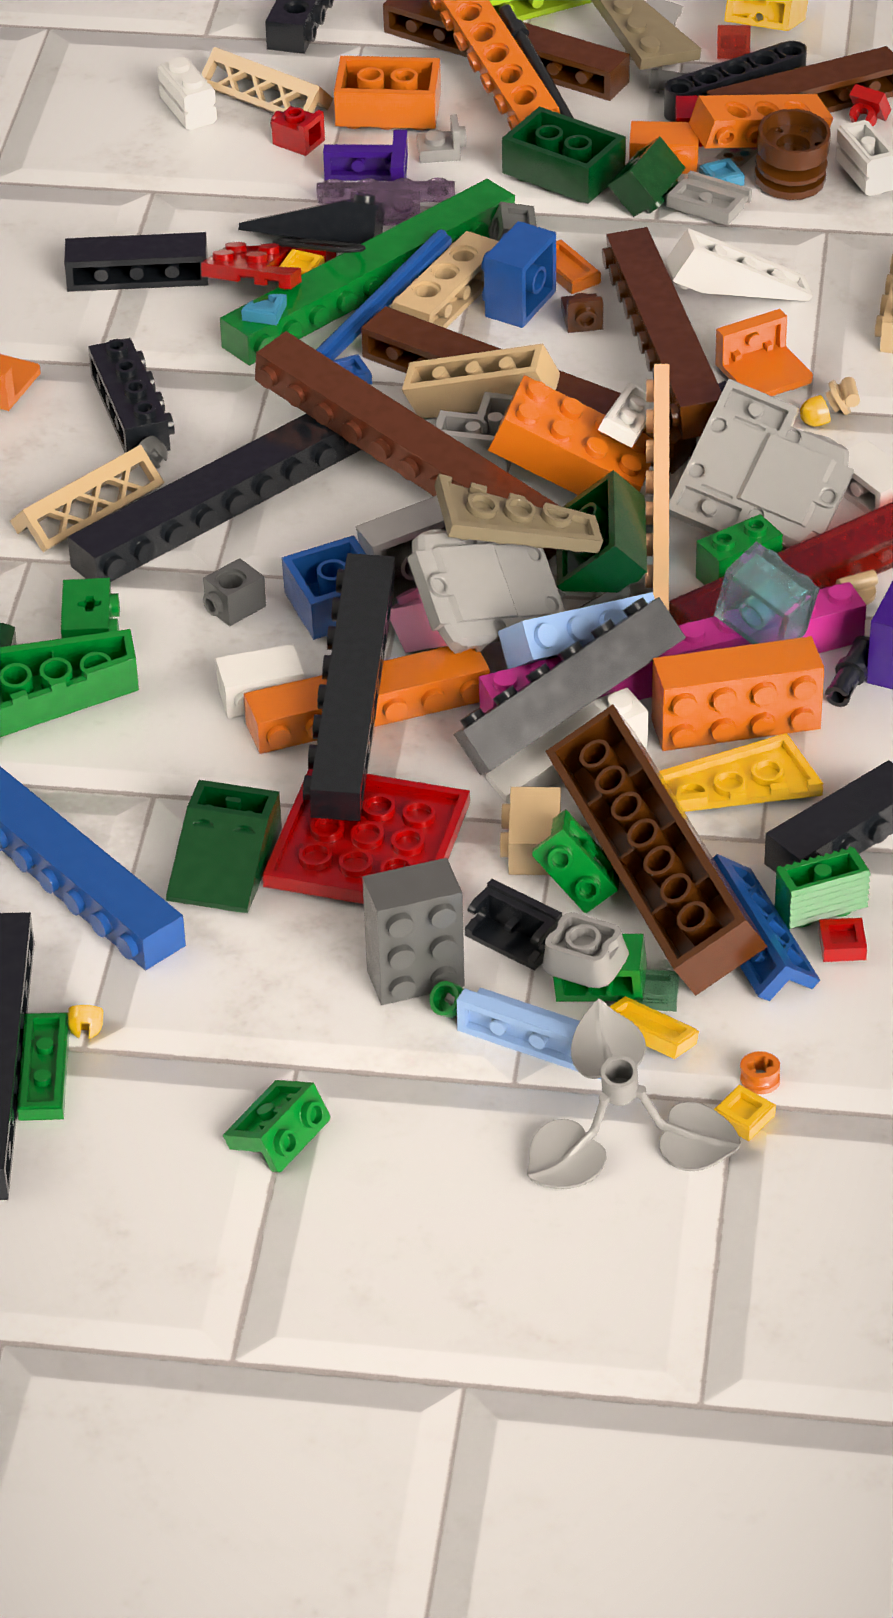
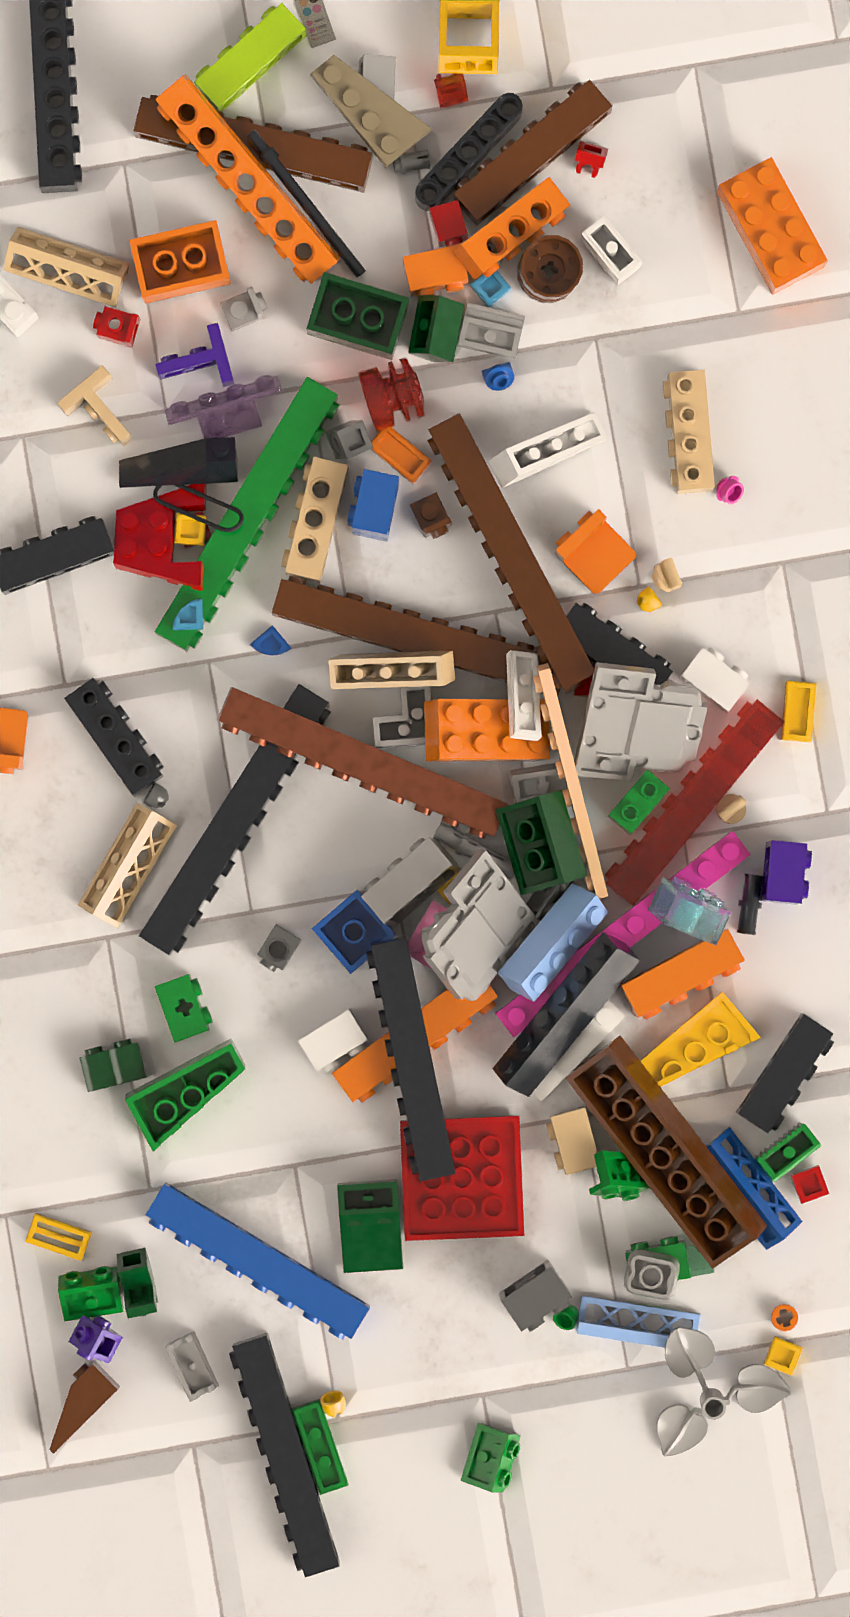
camera: 20 degrees left, 45 degrees up
(245, 167) = (95, 407): none -> tan bracket
(385, 294) = (271, 557): blue axle -> none
(488, 517) = (479, 893): dark tan wing -> none
(511, 923) = (588, 1235): black hinge -> none
(577, 203) = (391, 394): none -> clear red wheel
(659, 1030) = (703, 1302): yellow tile -> none
(706, 223) = (498, 376): none -> blue plate

